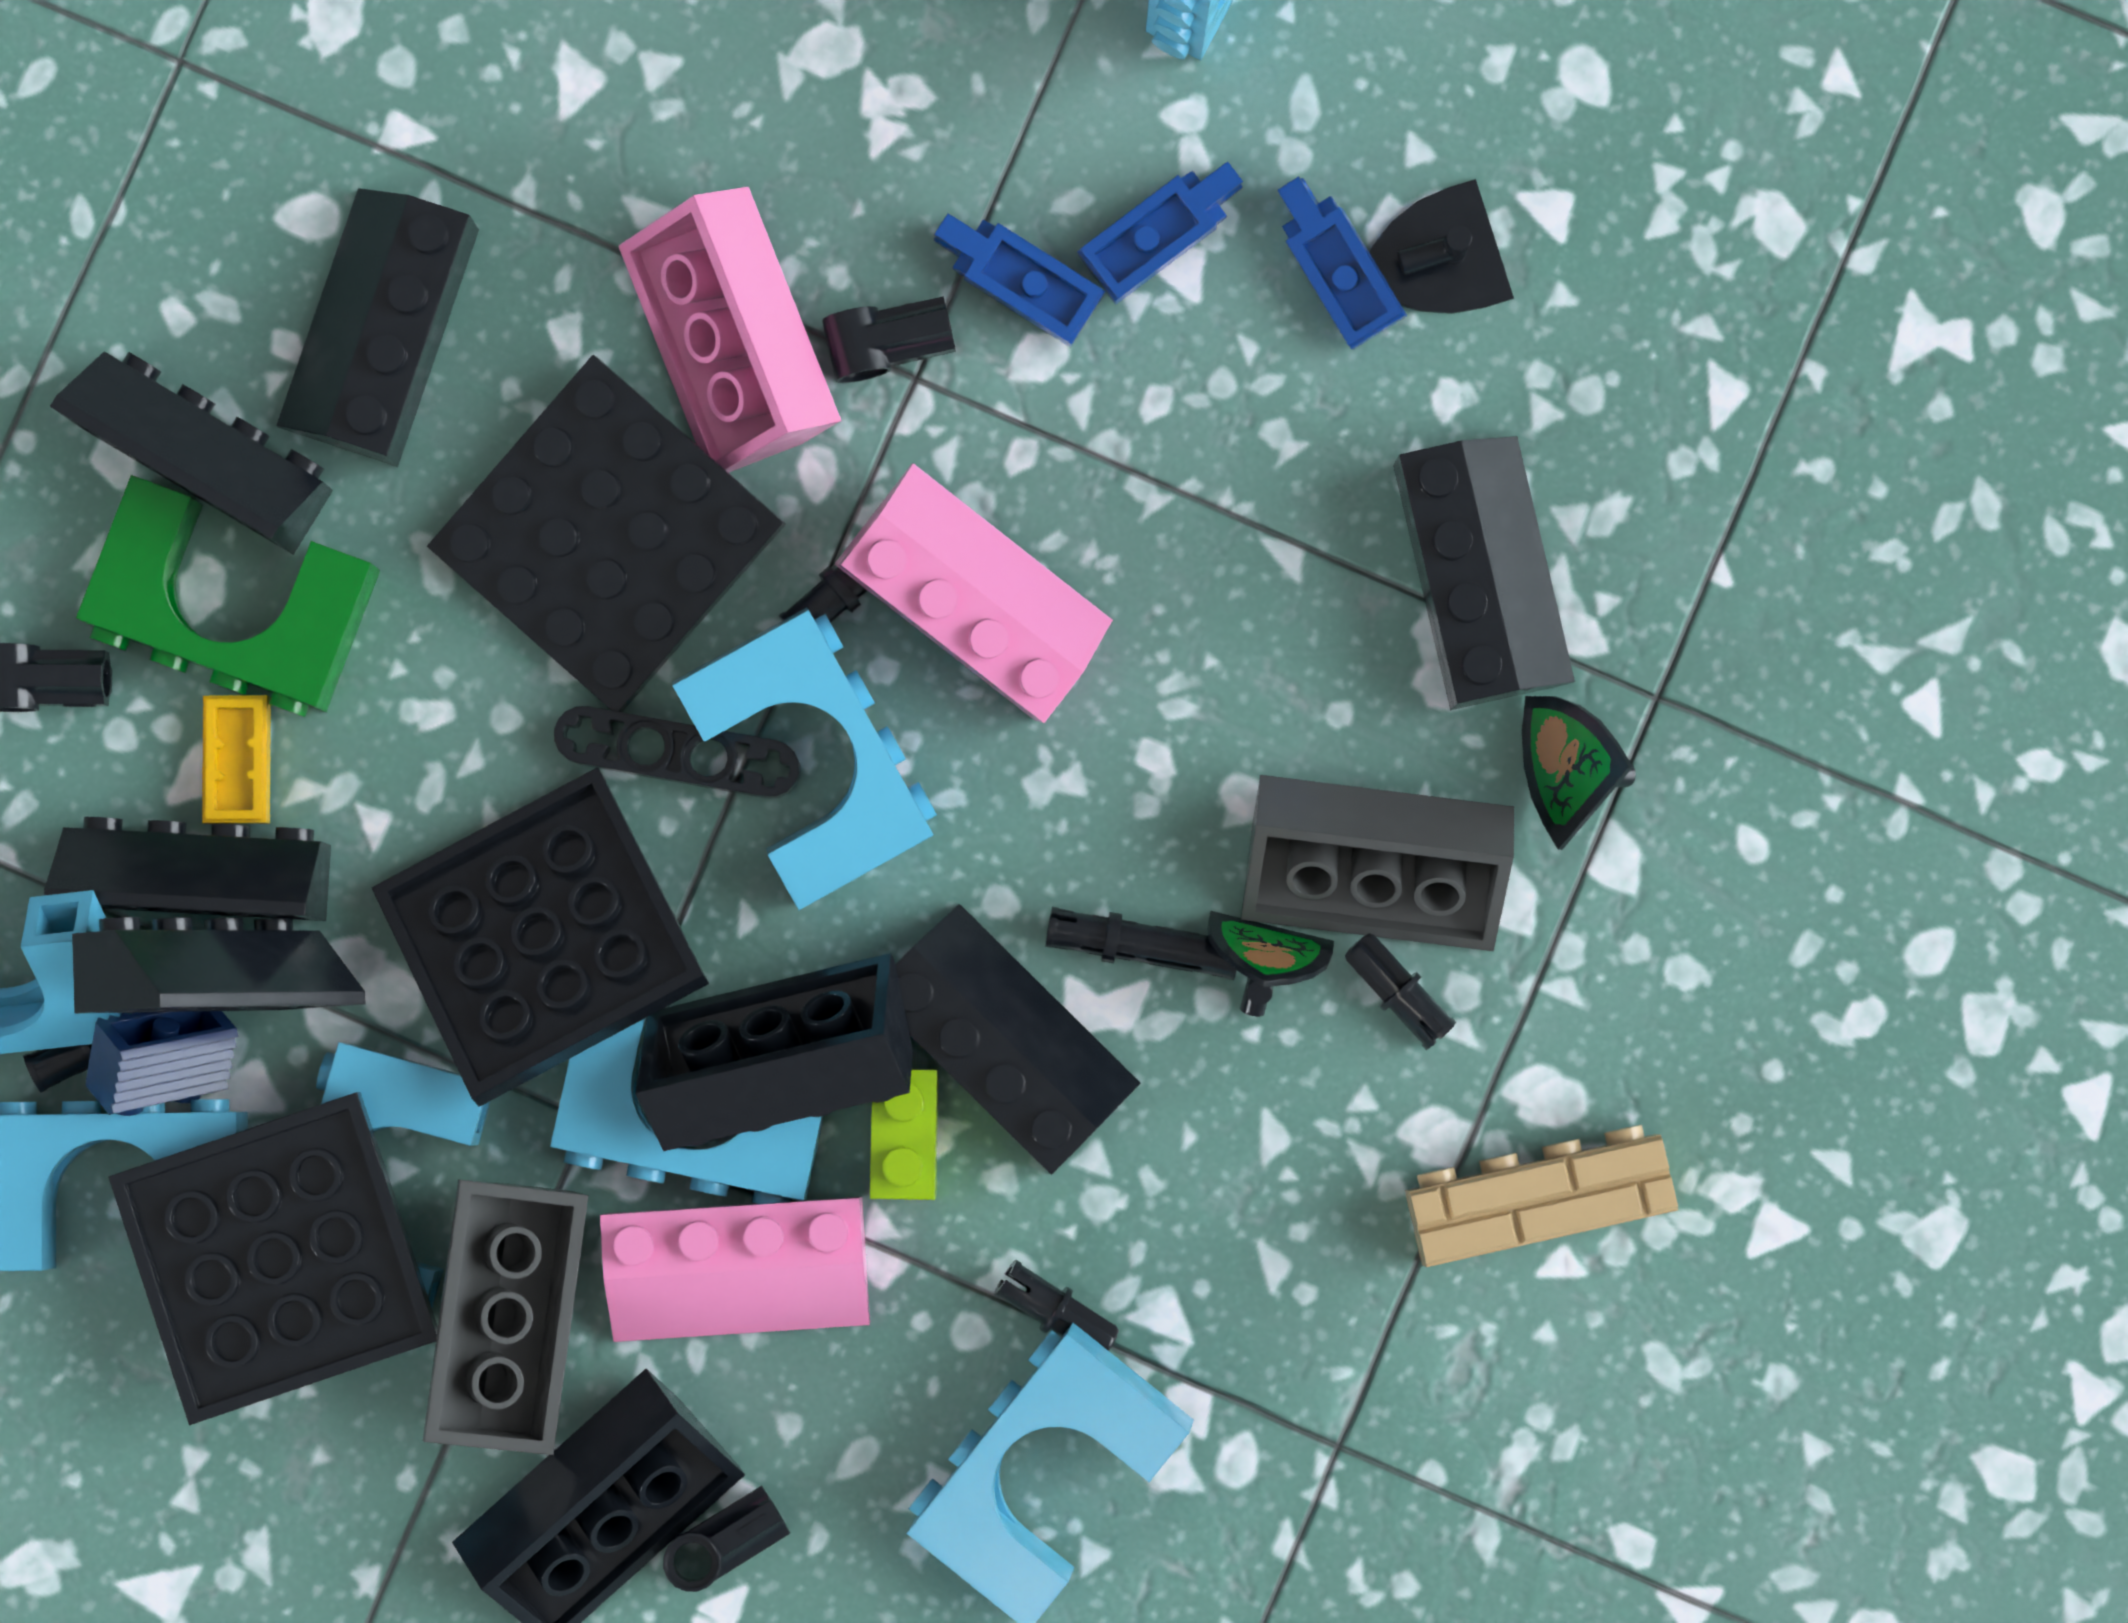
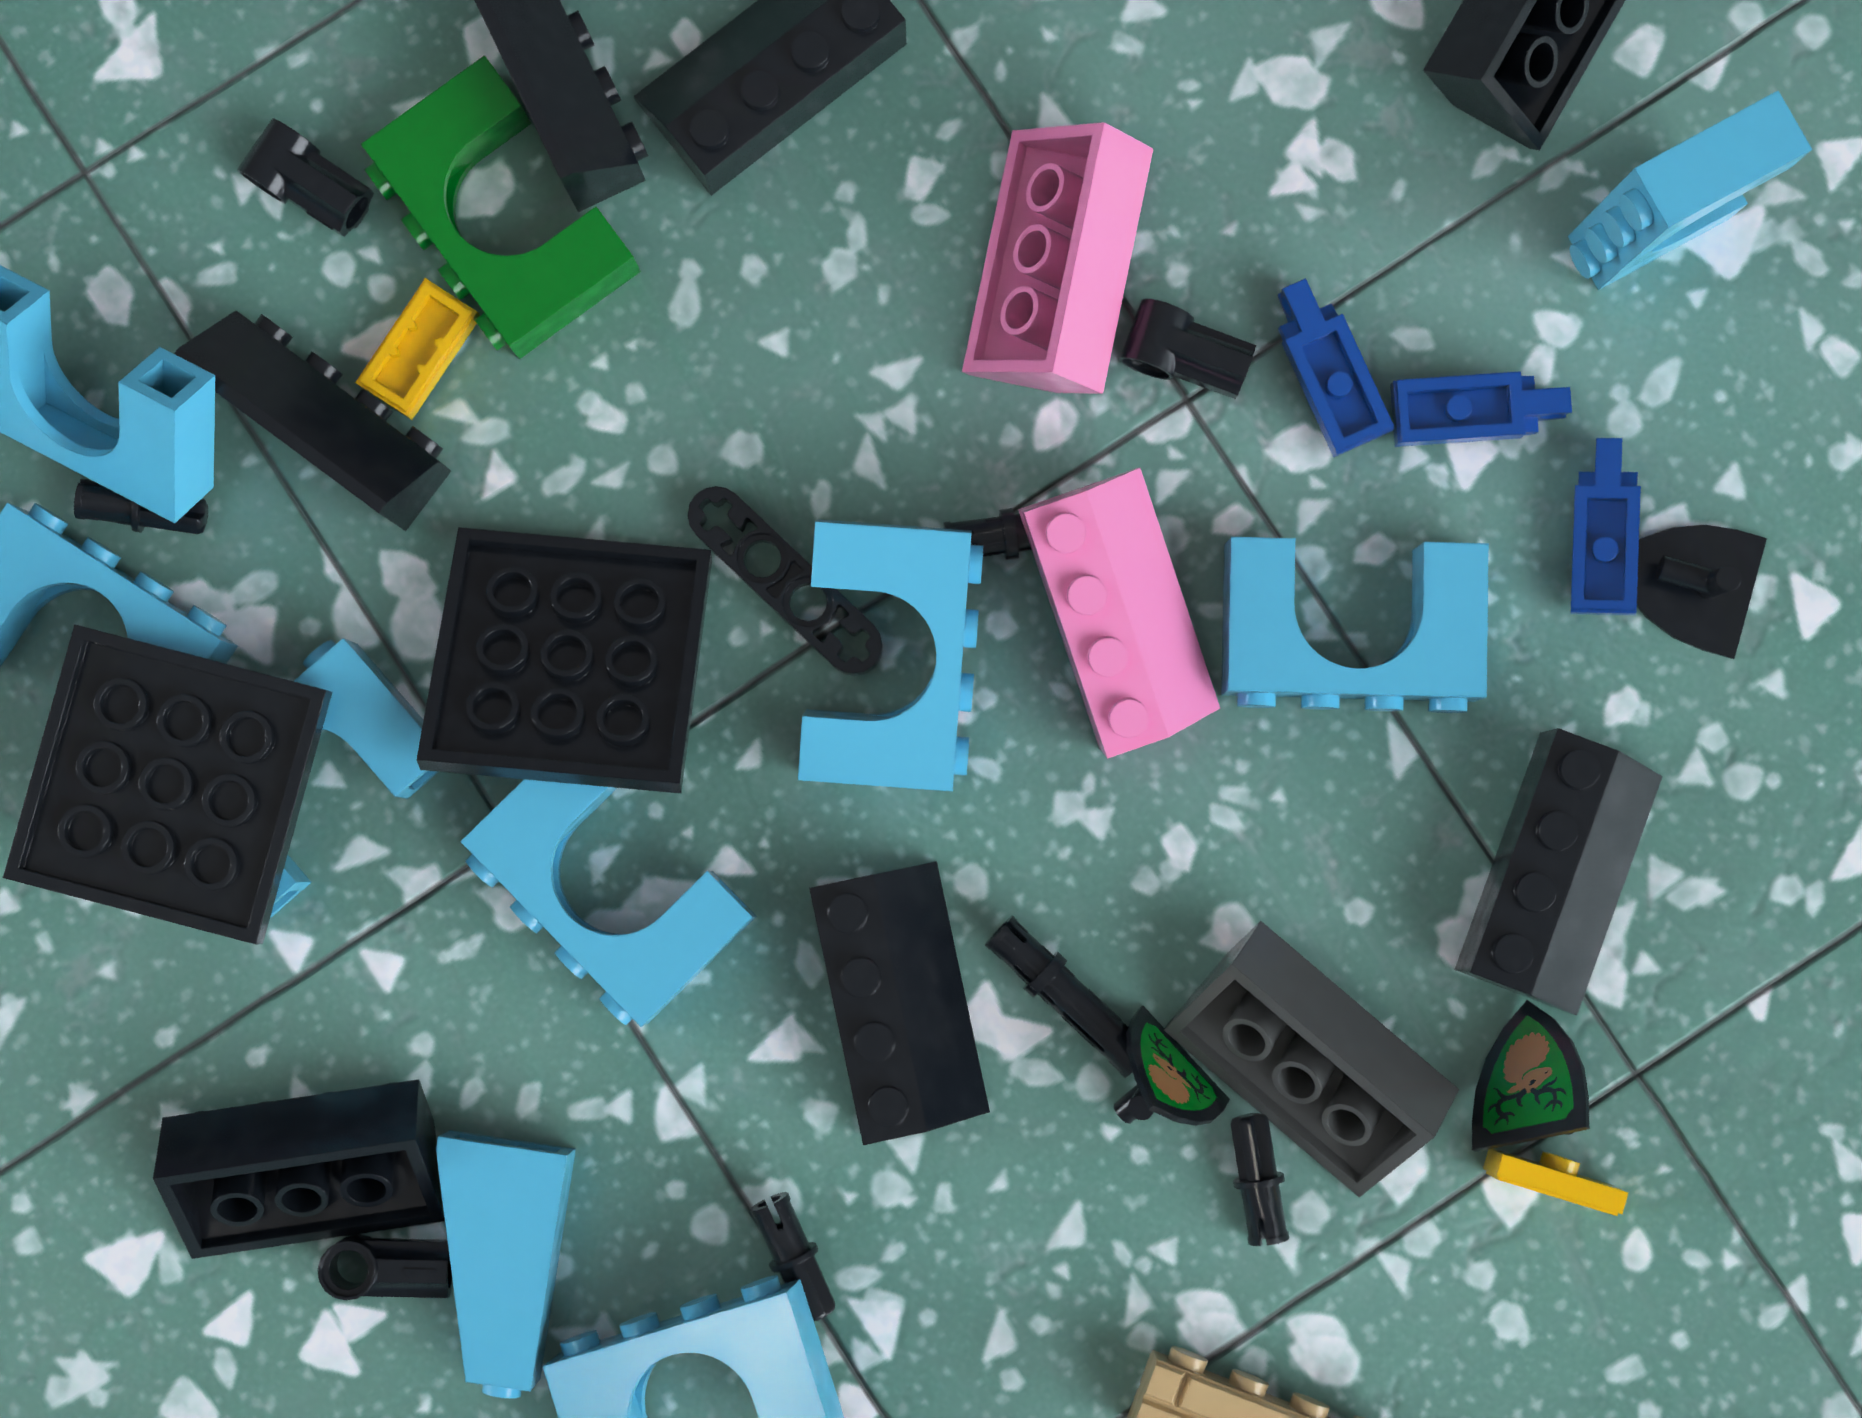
camera: 40 degrees right, 0 degrees up
(159, 1059) = (187, 552): brick -> none
(207, 968) = (266, 505): black slope -> none
(505, 1317) = (327, 960): dark grey slope -> none
(606, 534) = (845, 362): black plate -> none
(735, 1269) = (549, 1042): bright pink slope -> none
(775, 1053) = (698, 889): black slope -> none
(808, 1458) = (504, 1248): none -> medium azure slope
(906, 1142) = (762, 1026): lime brick -> none
(1127, 551) = (1437, 663): none -> medium azure arch
(1641, 827) = (1556, 1178): none -> yellow plate

